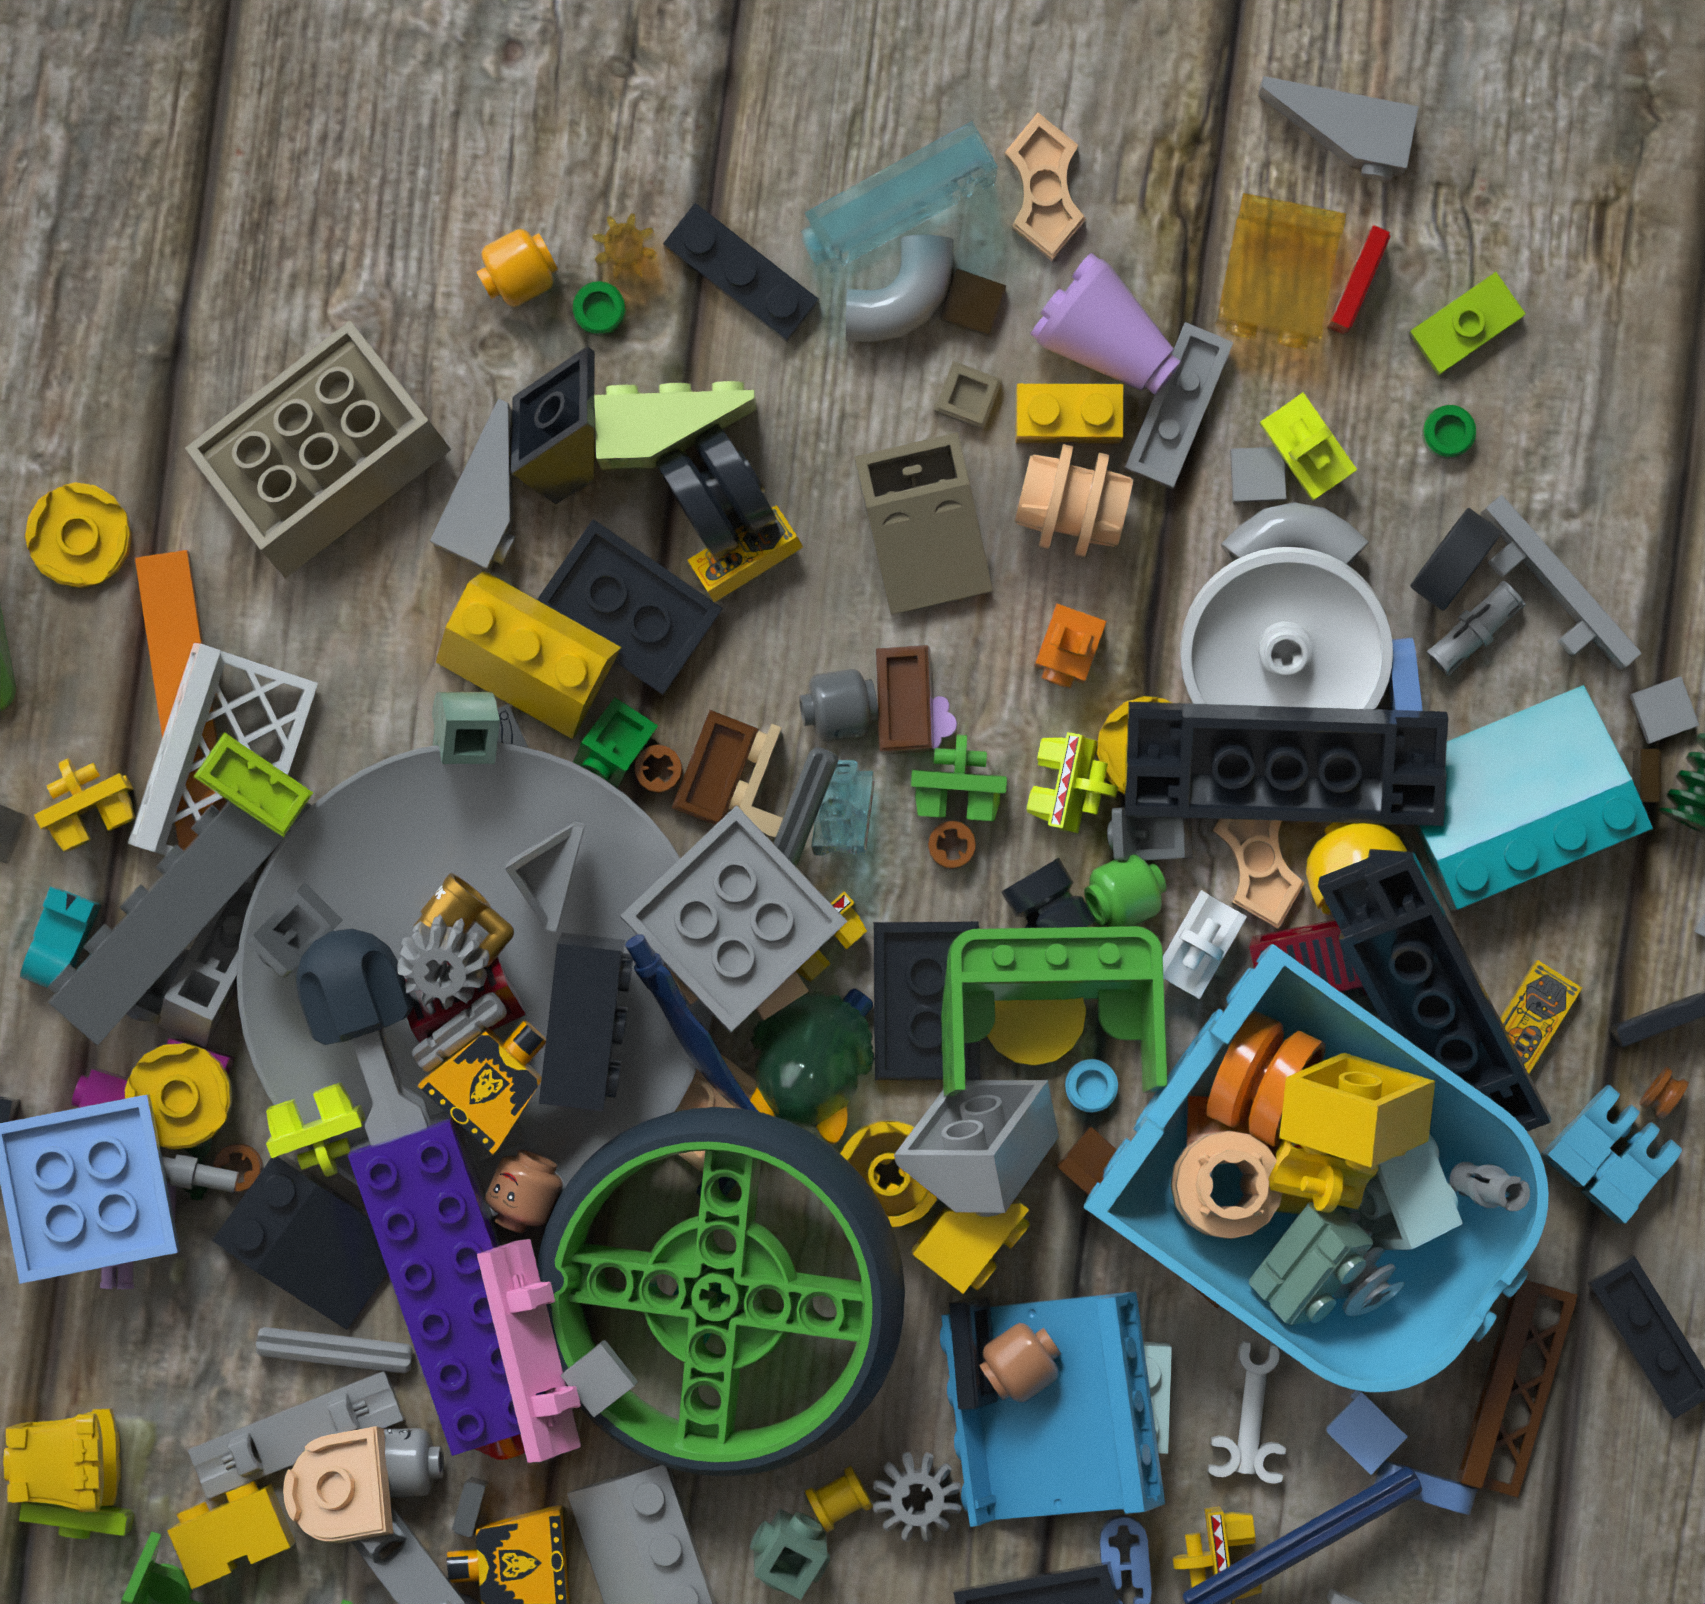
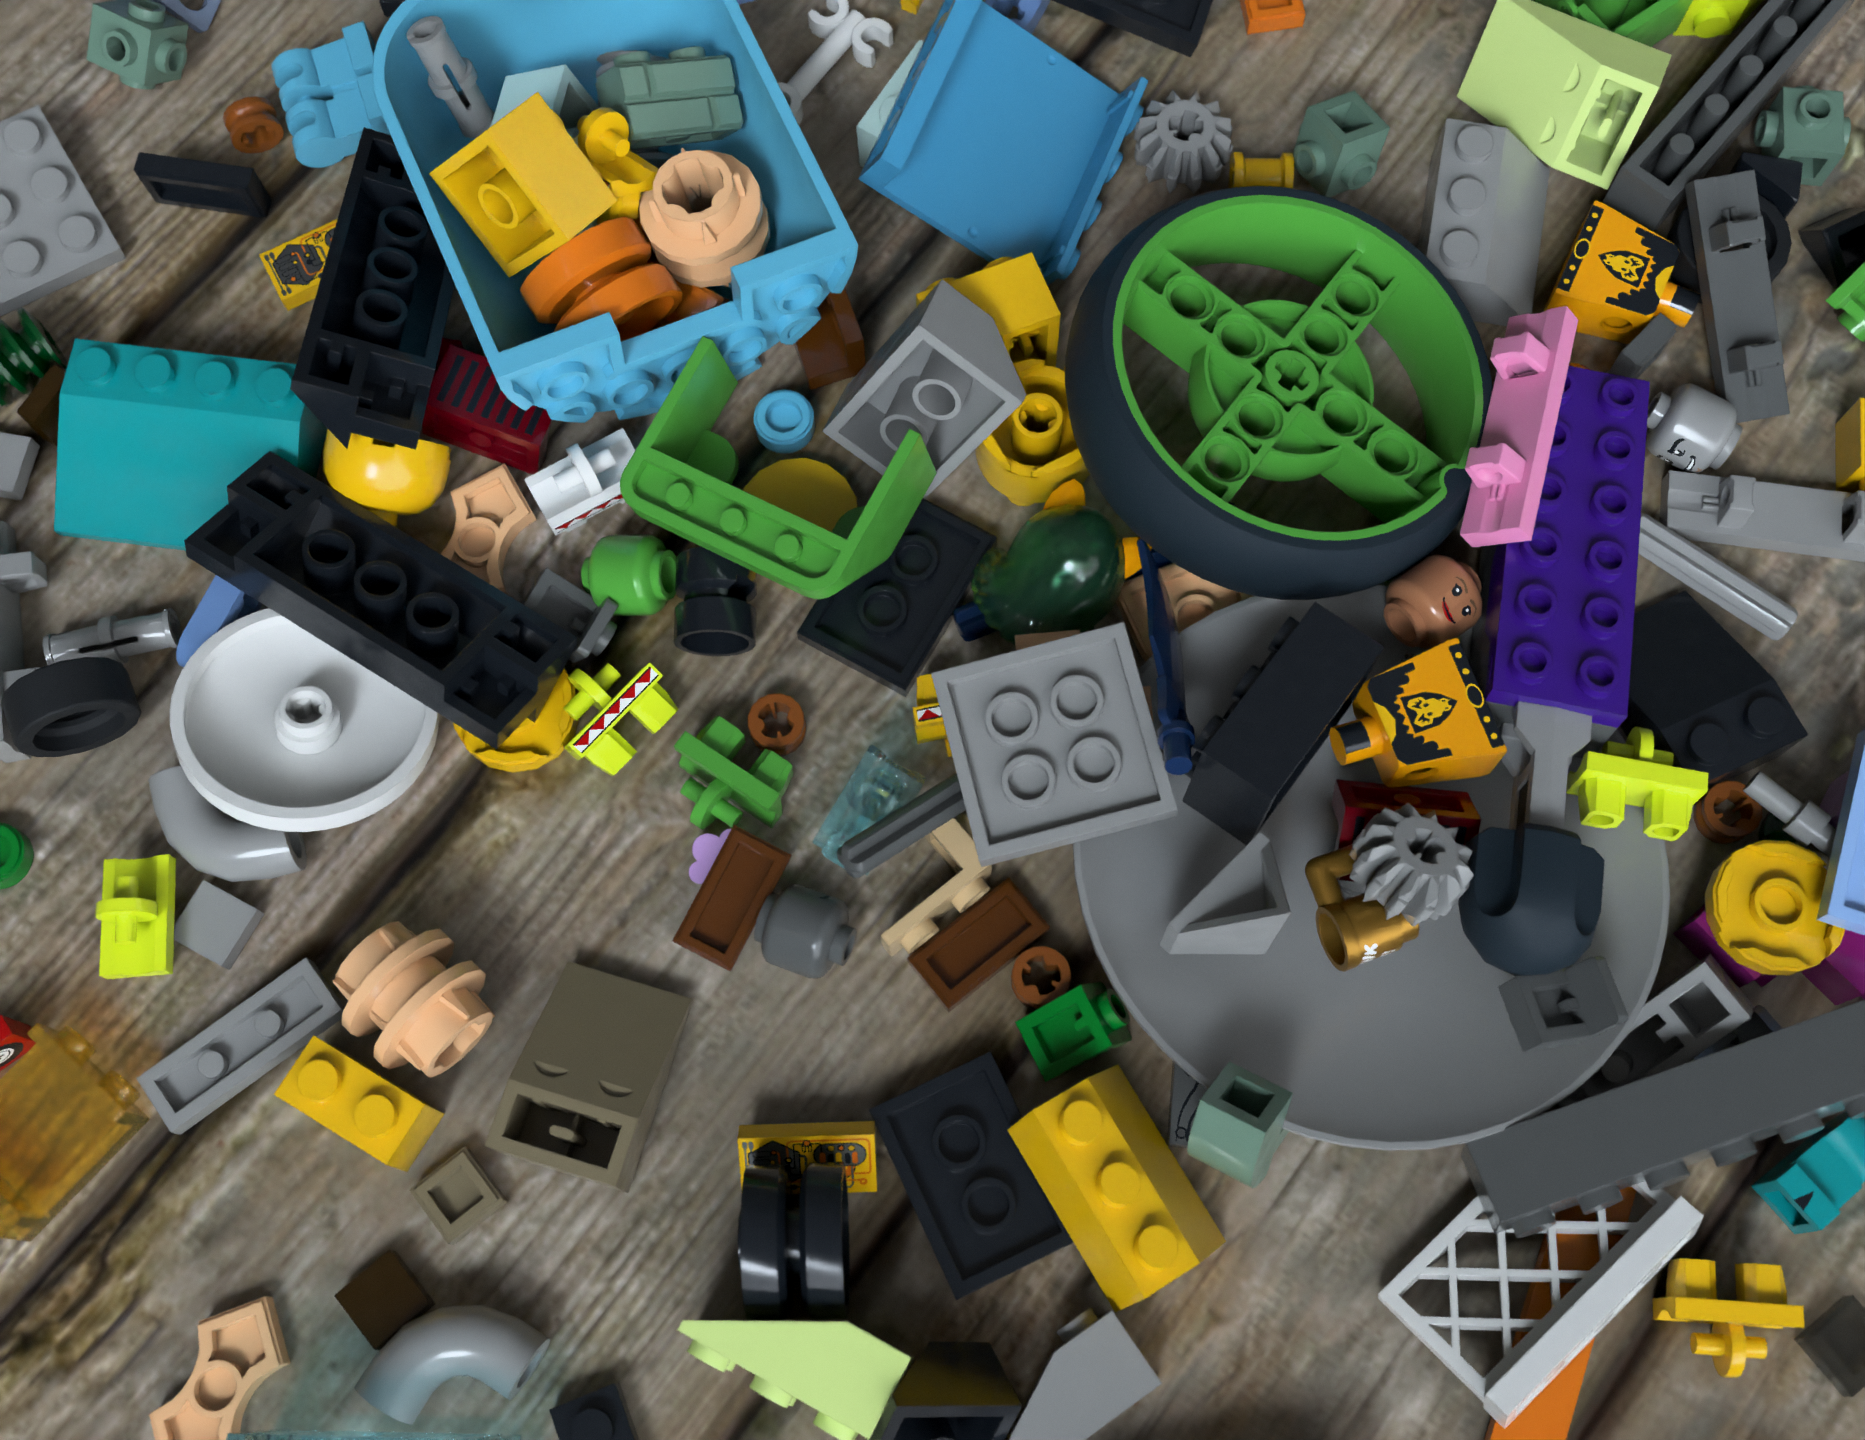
camera: 150 degrees left, 15 degrees down
(253, 784) = (1532, 1200): lime plate -> none
(341, 1487) = (1777, 423): light nougat tile -> none
(459, 1032) = (1426, 787): light grey axle -> none
(599, 1378) = (1458, 361): light grey tile -> none
(970, 1334) = (1058, 217): black tile -> none
(1020, 1362) = (1011, 182): nougat head -> none
(1069, 646) = (524, 853): orange brick -> none
(1106, 329) = (252, 1171): lavender cone -> none

